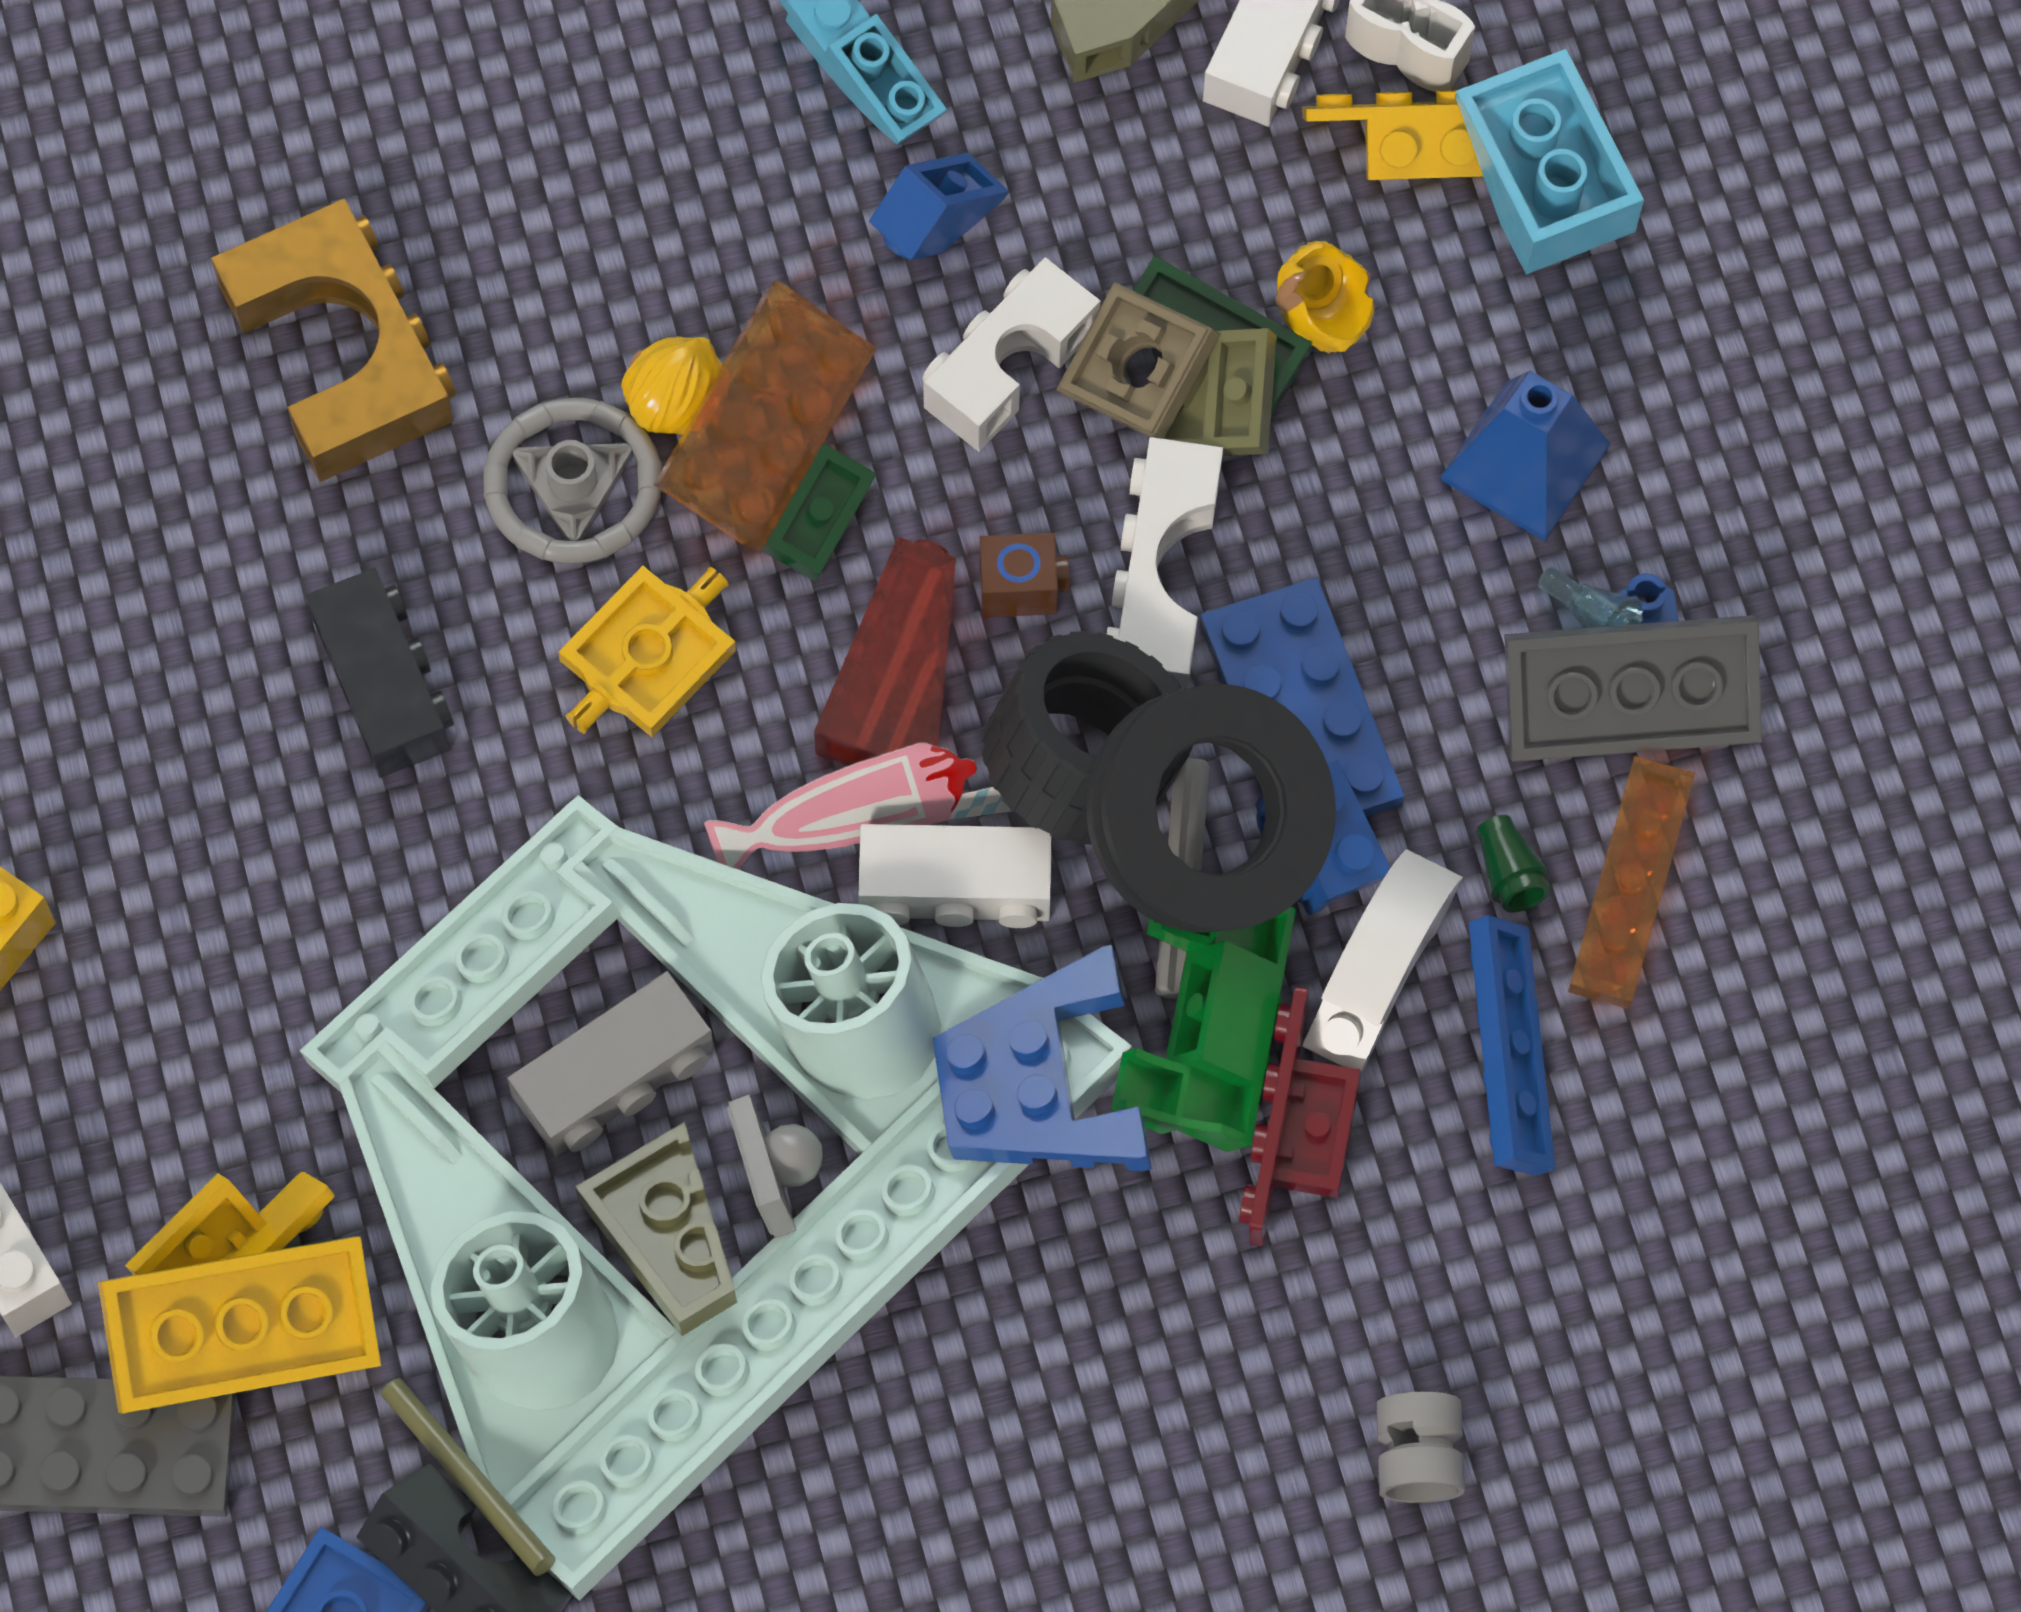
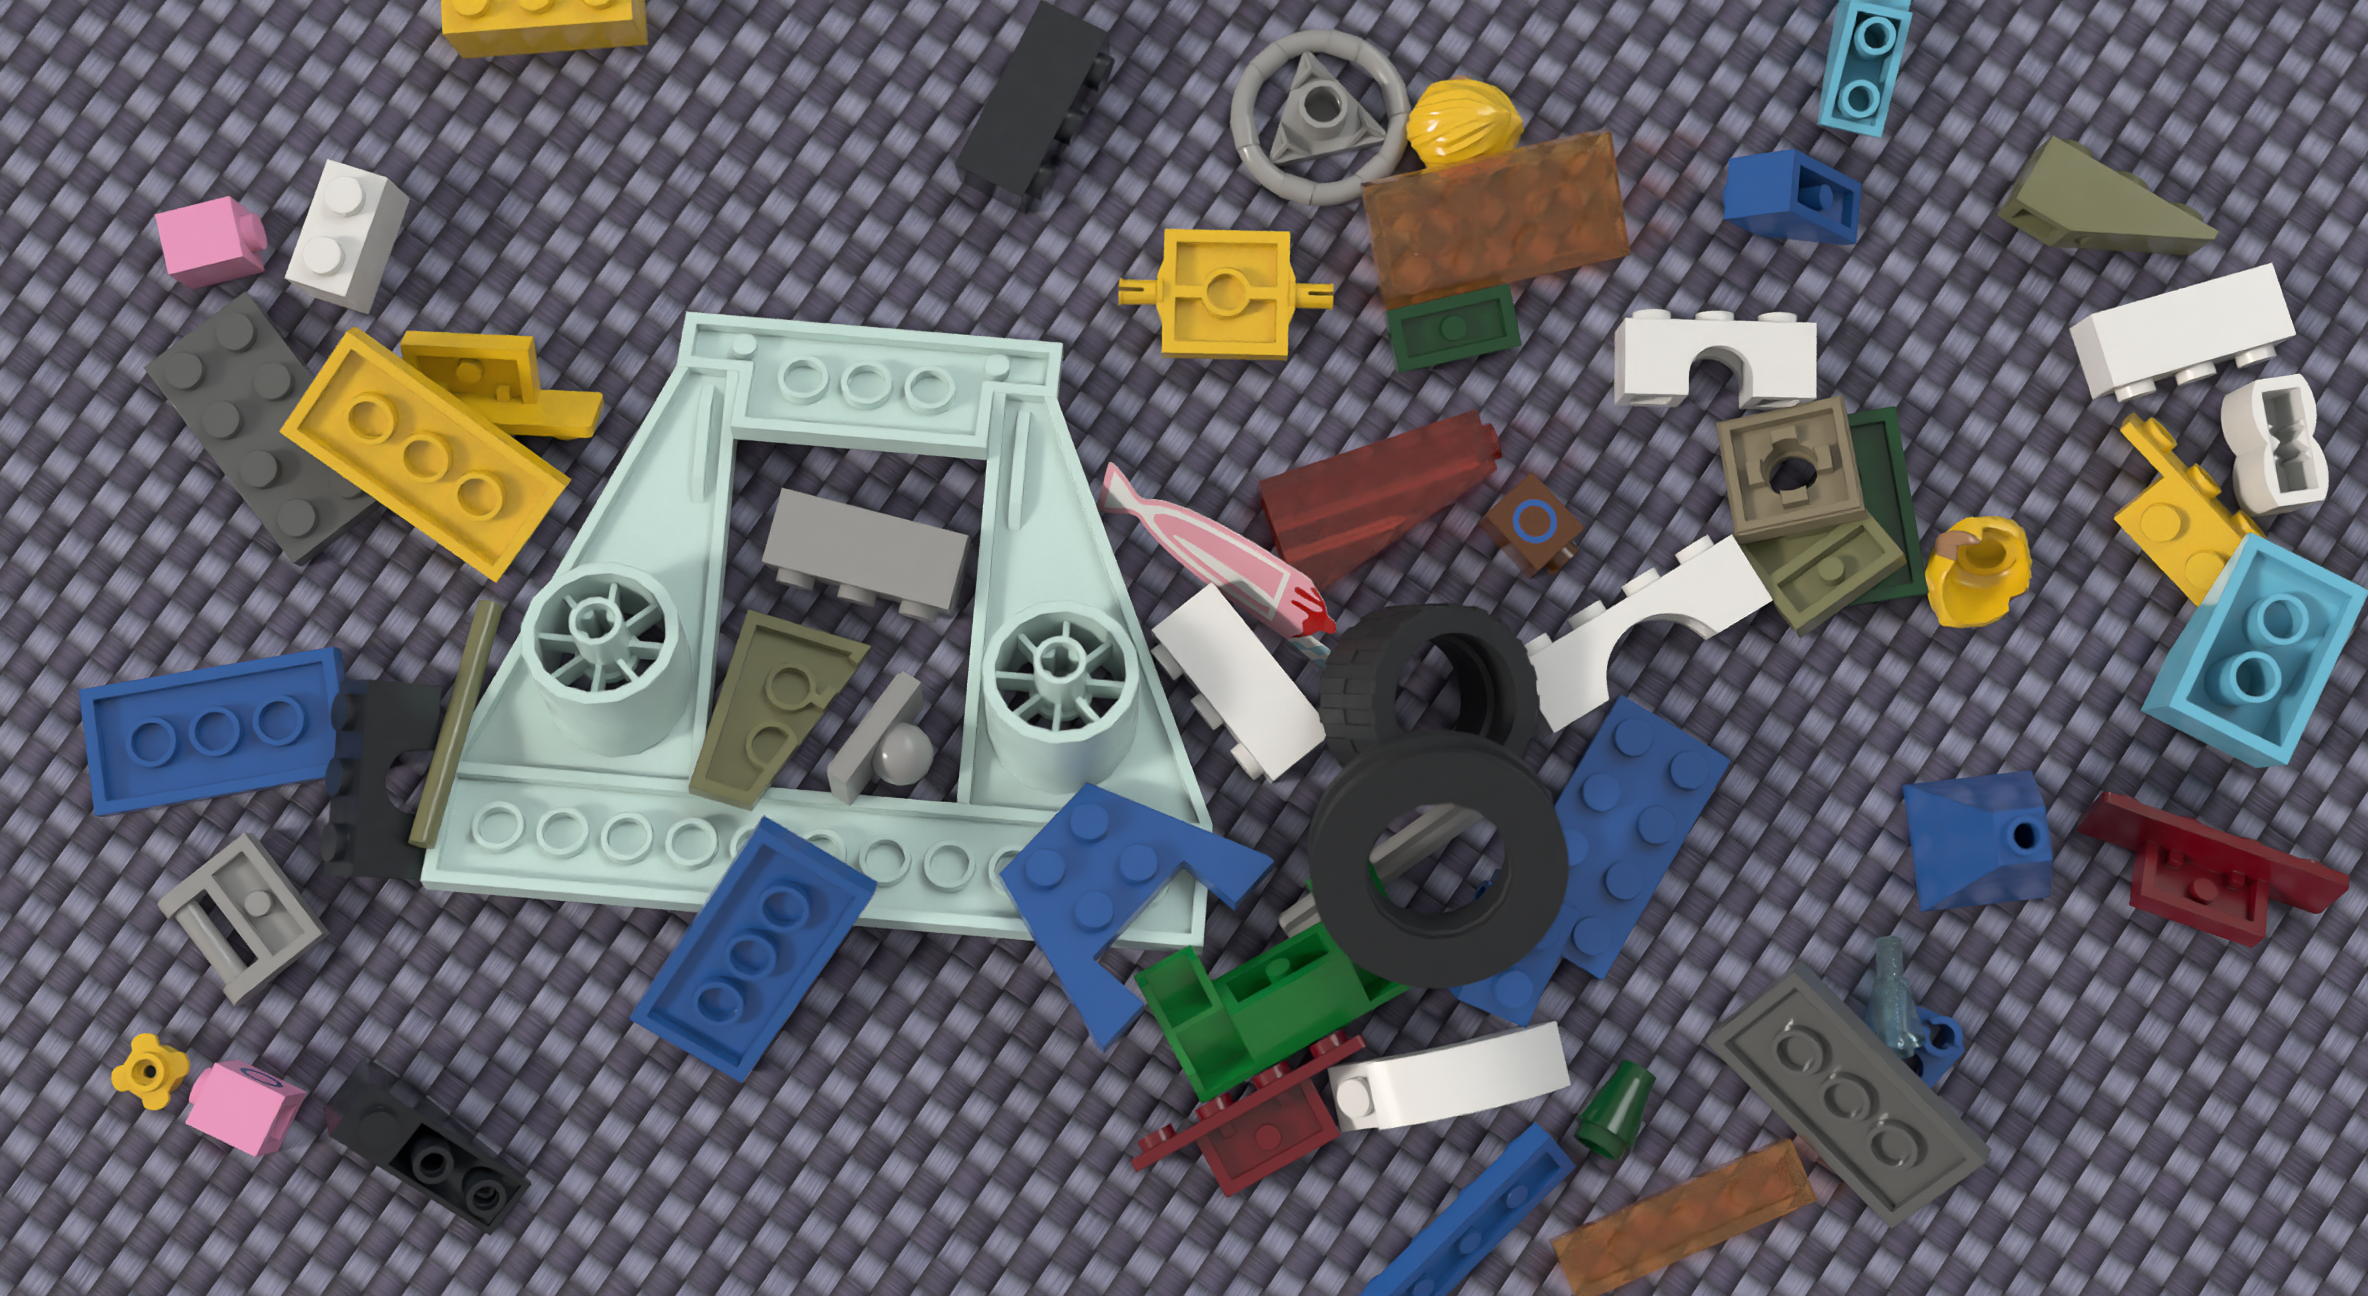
camera: 50 degrees right, 15 degrees up
(848, 1376) = (753, 949): none -> blue plate
(1679, 321) = (2207, 874): none -> dark red bracket

